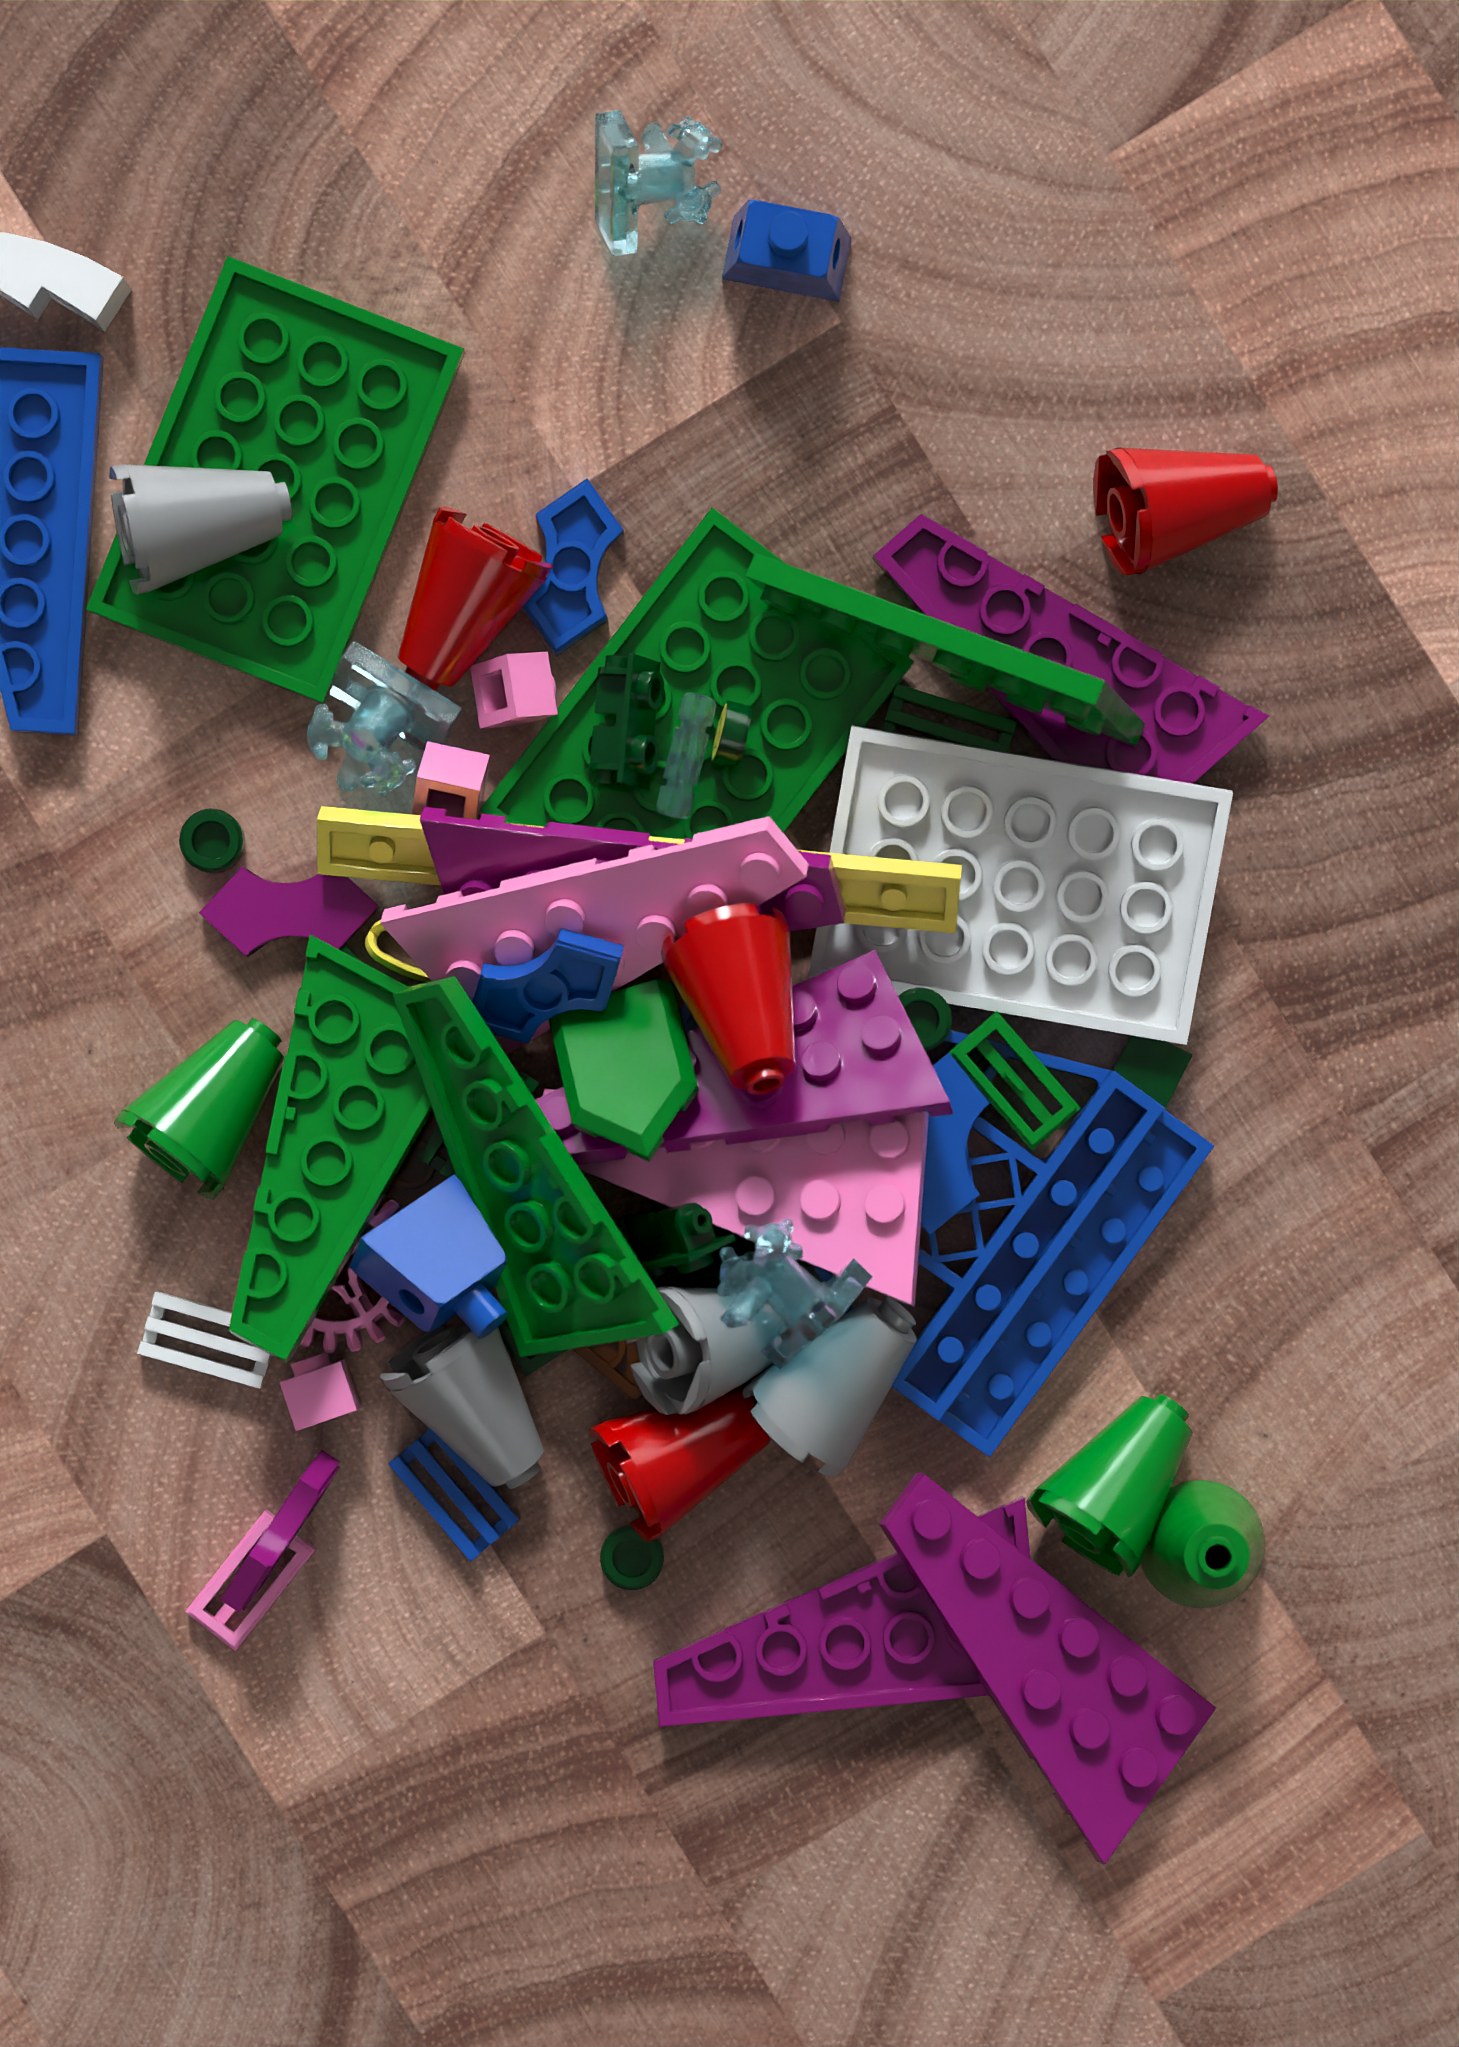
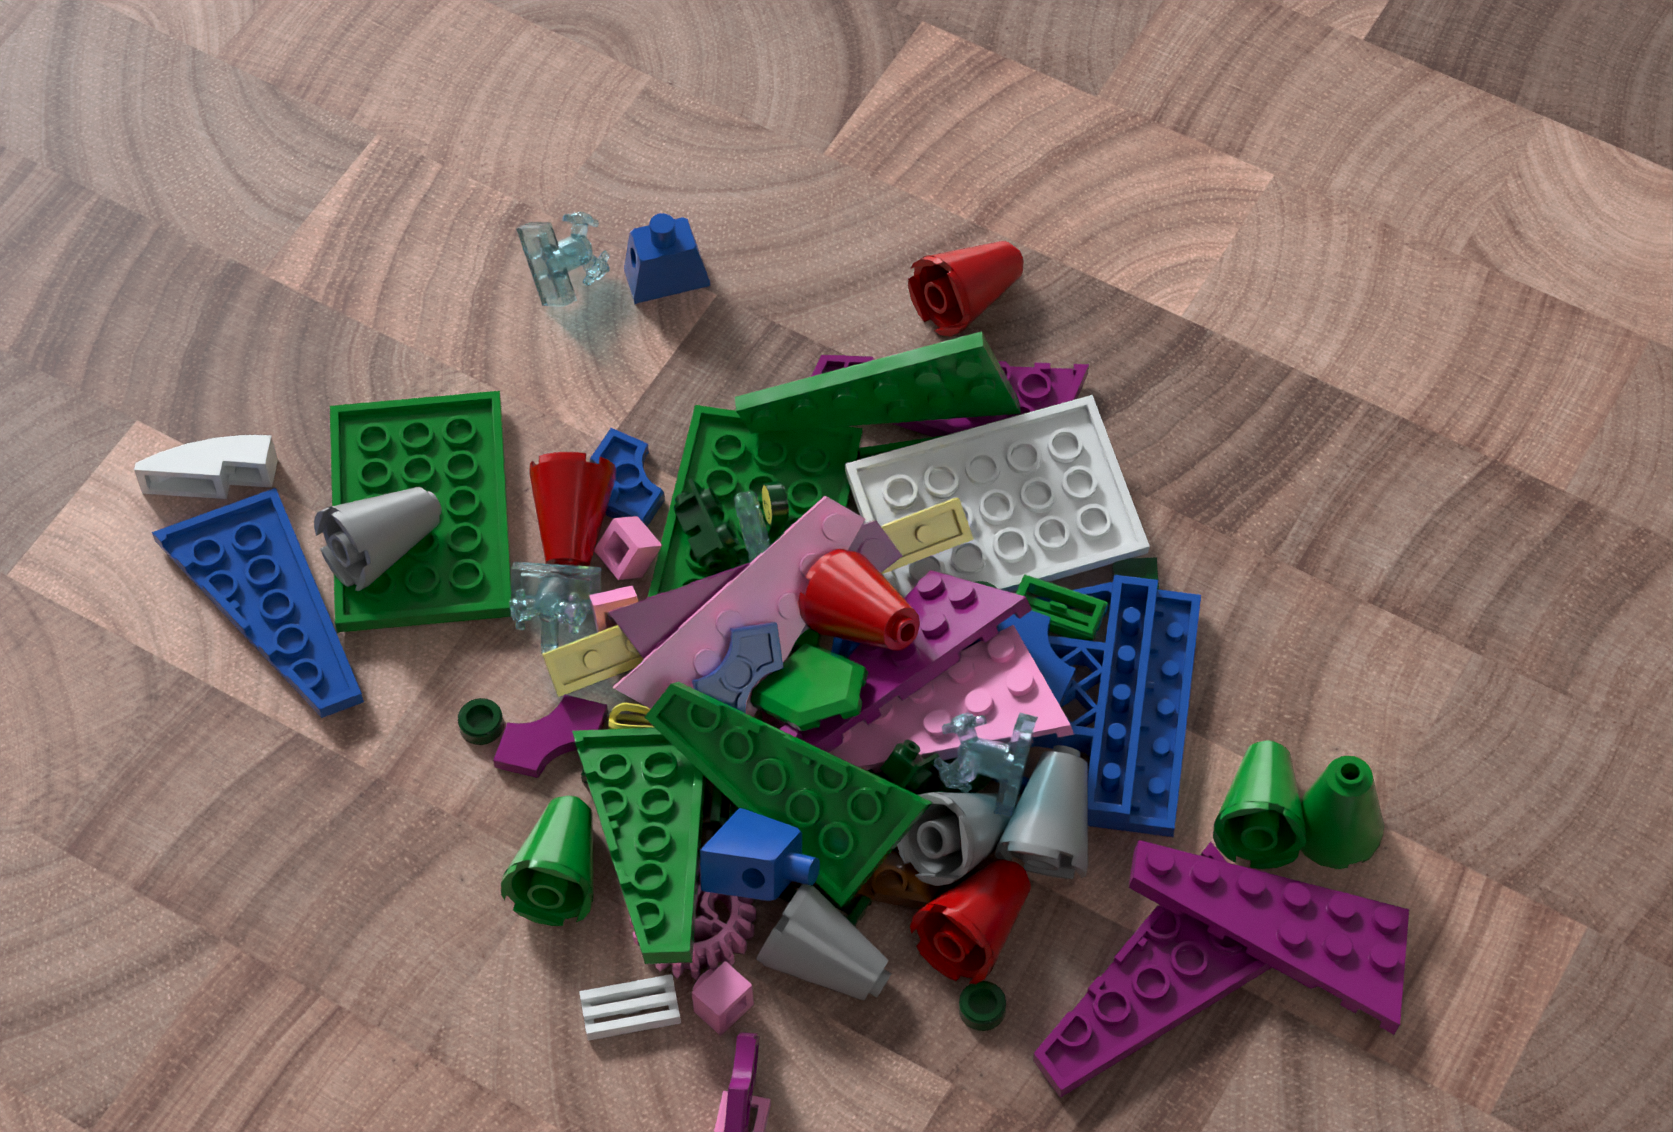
camera: 25 degrees left, 30 degrees down
(488, 1532) = (847, 1004): blue tile -> none

